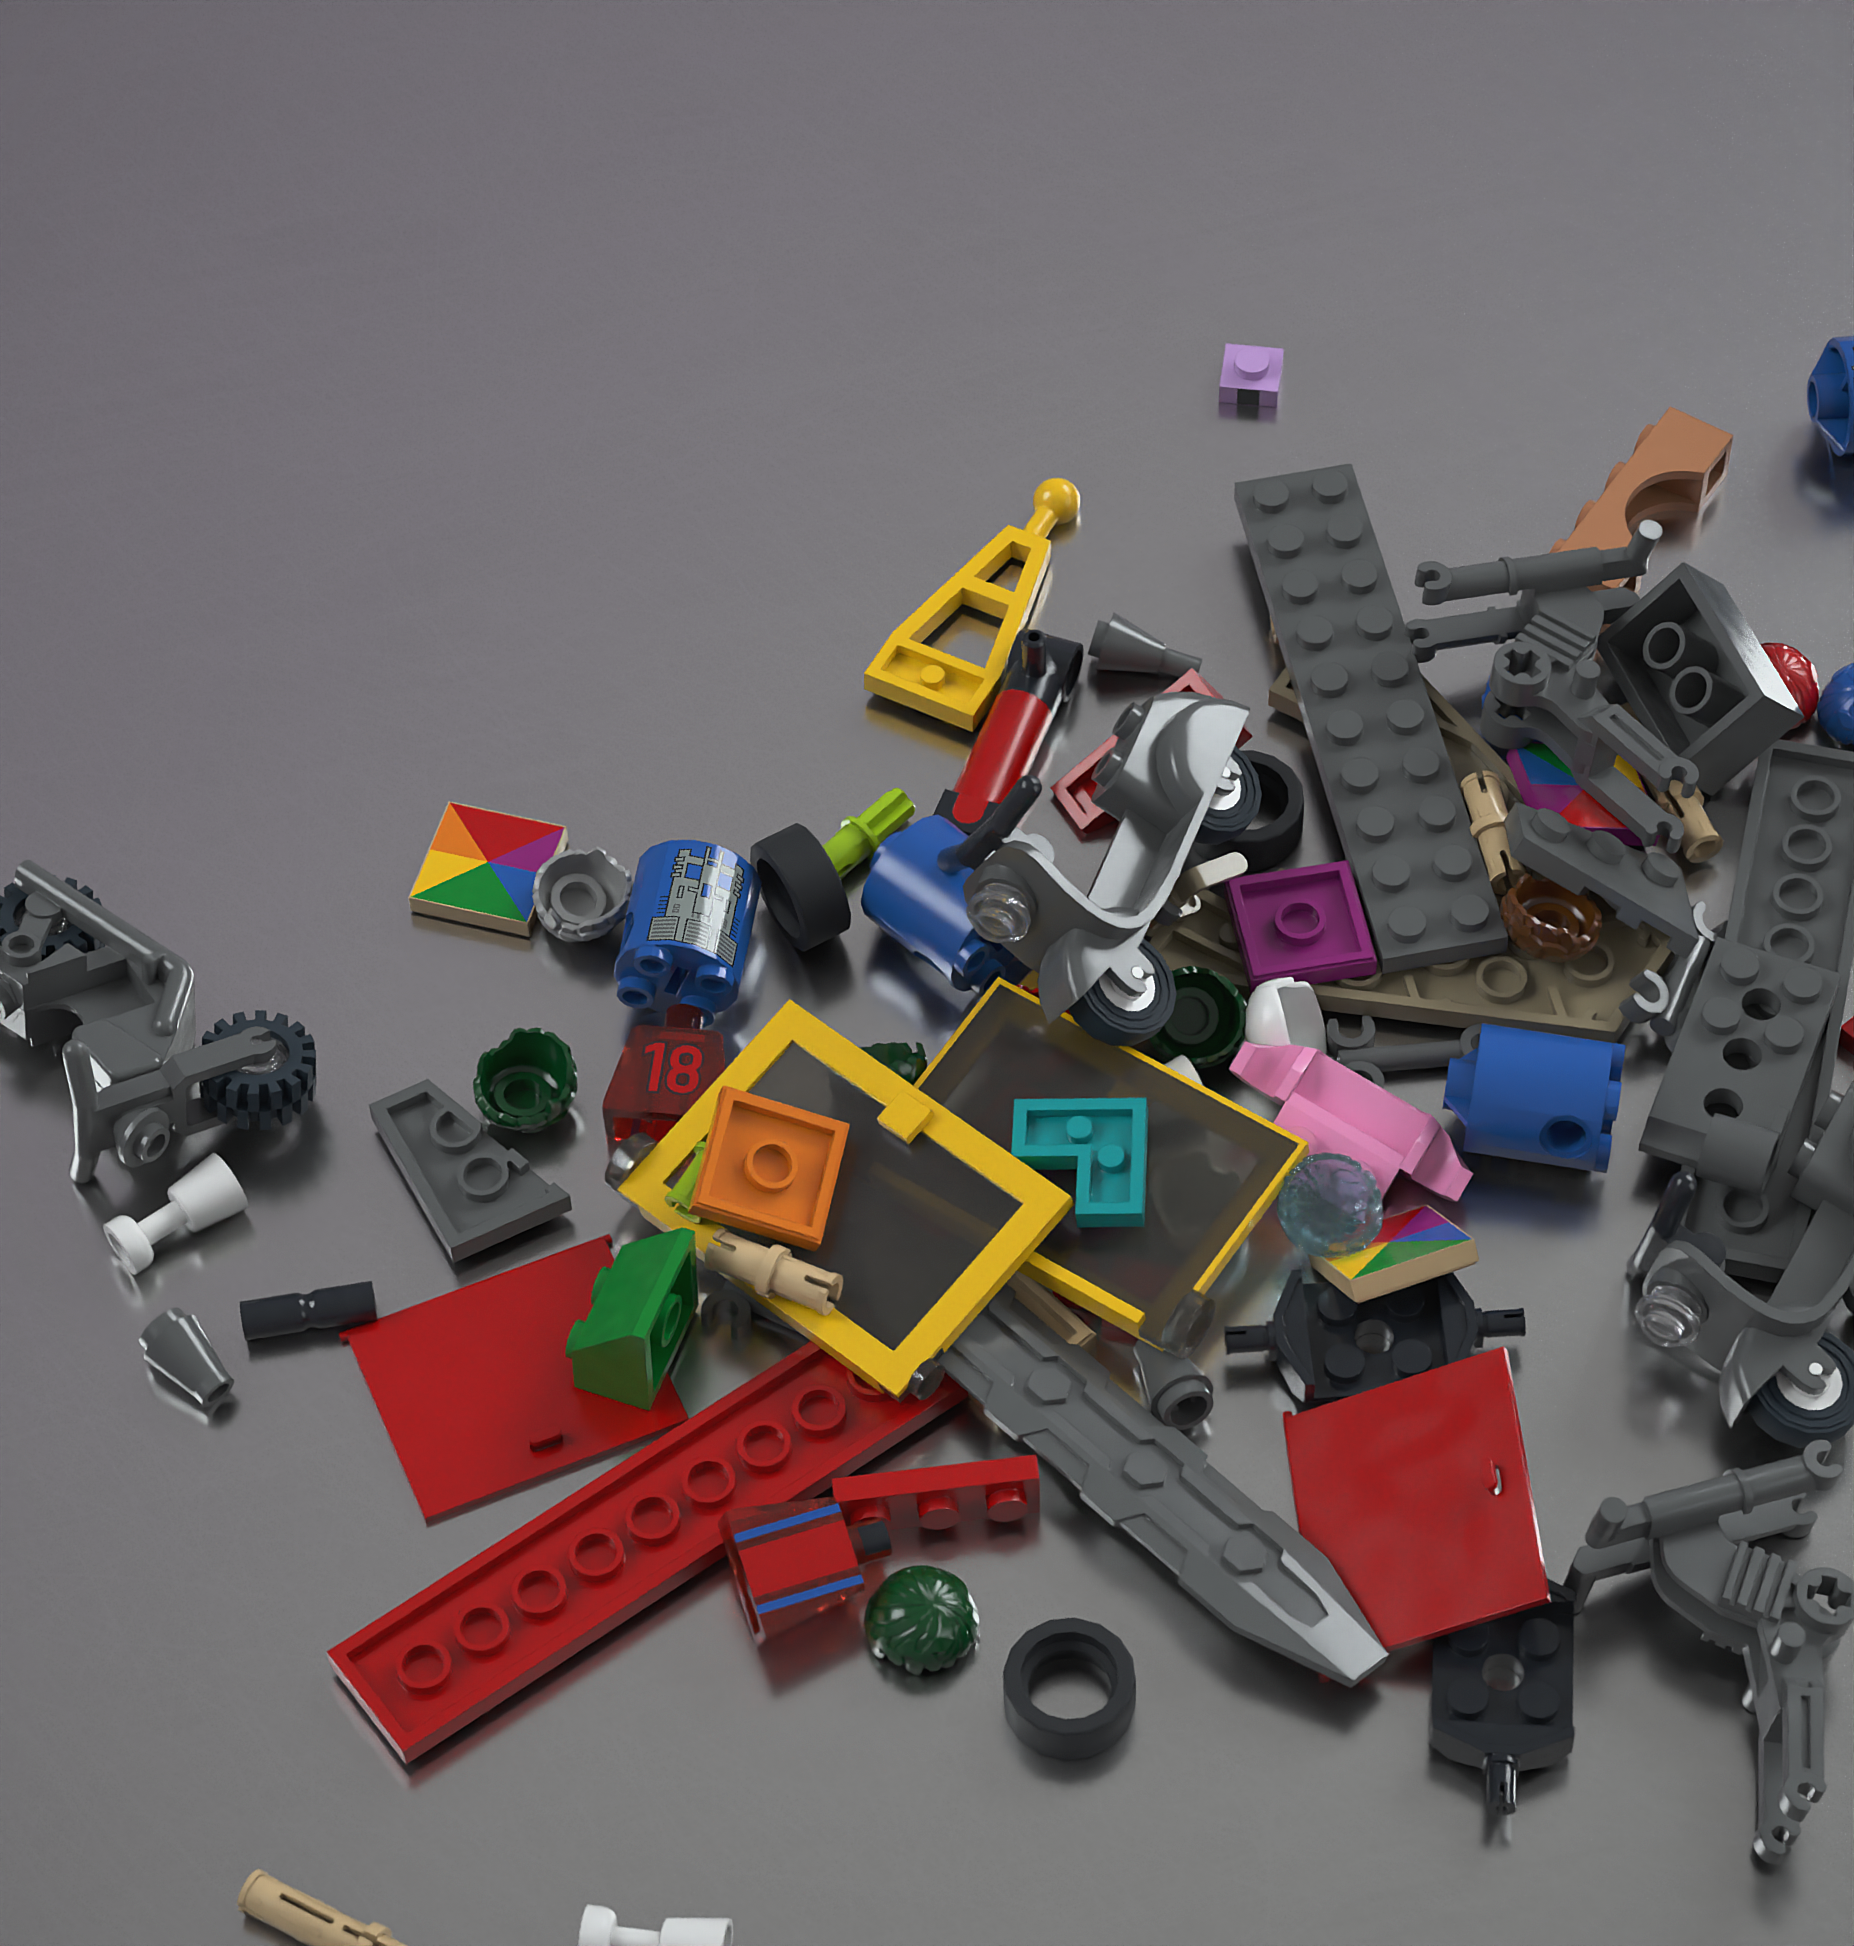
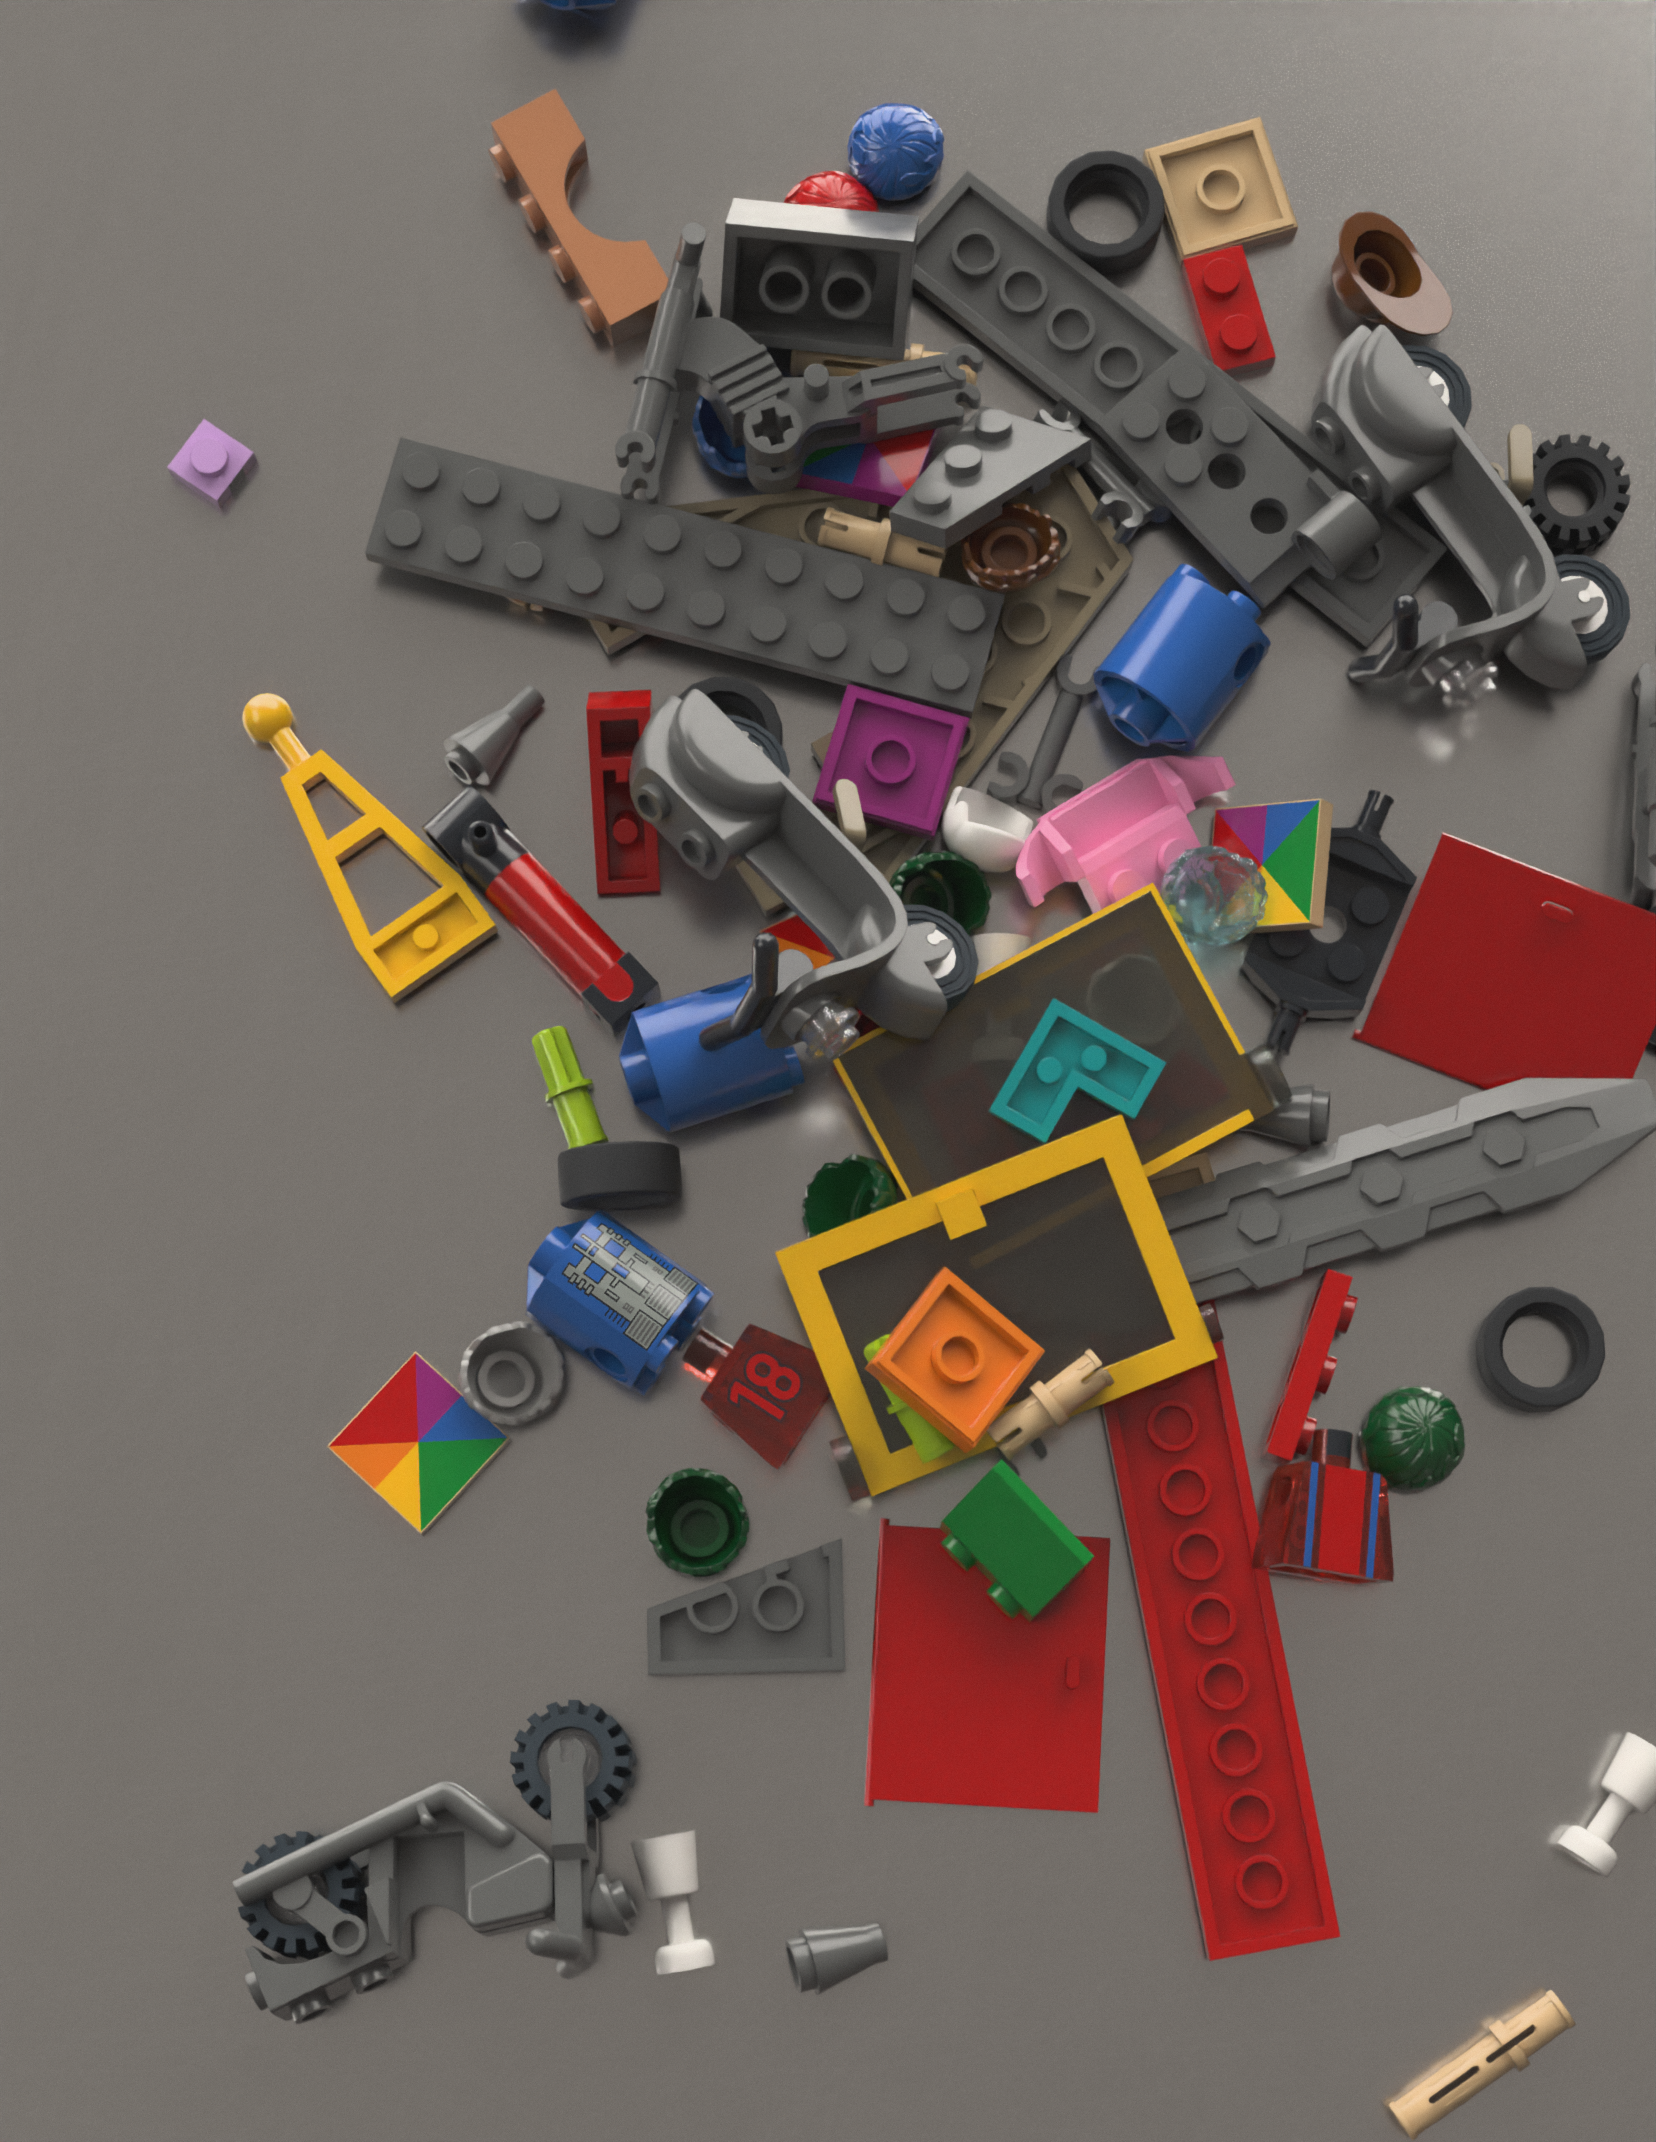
camera: 65 degrees left, 25 degrees up
(317, 1309) = (833, 1830): black piece -> none

